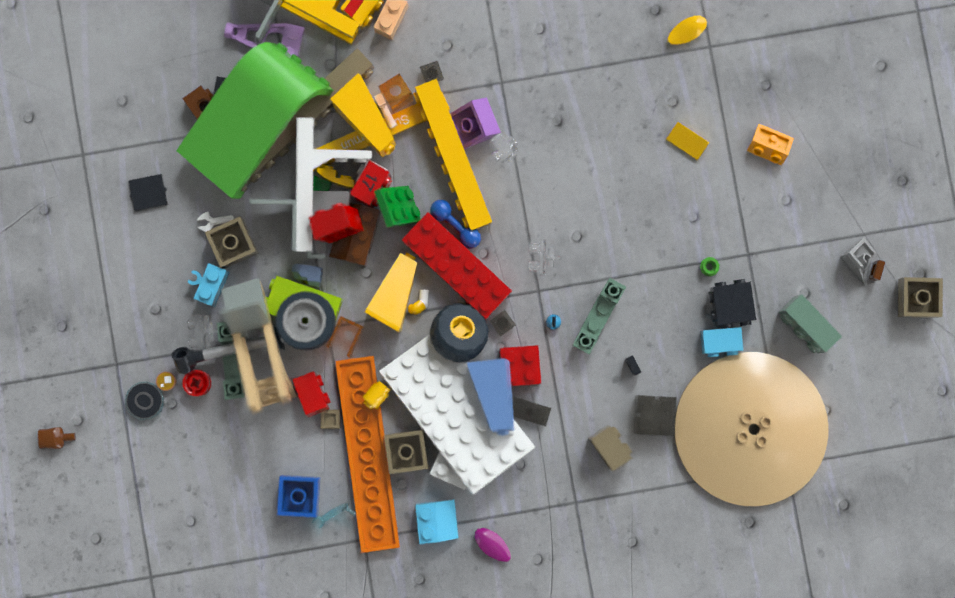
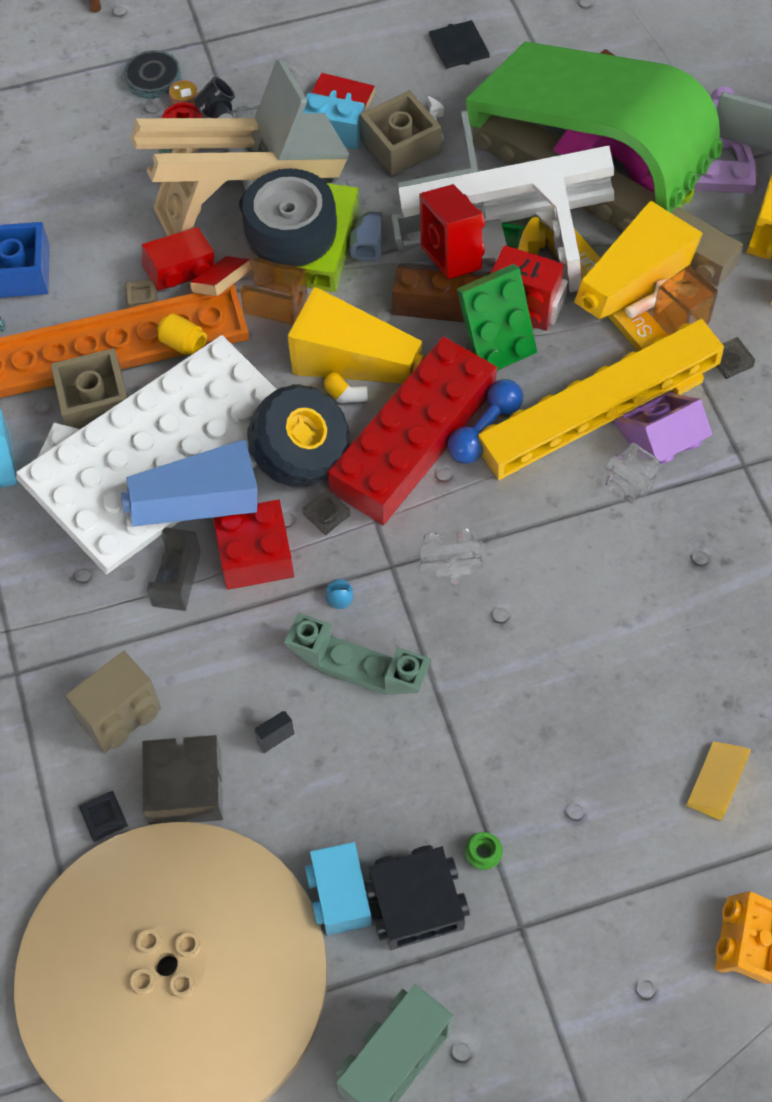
camera: 85 degrees right, 25 degrees down
(181, 274) = (359, 91): none -> red tile
(328, 368) = (221, 276): none -> tile
(665, 458) = (103, 816): none -> black tile

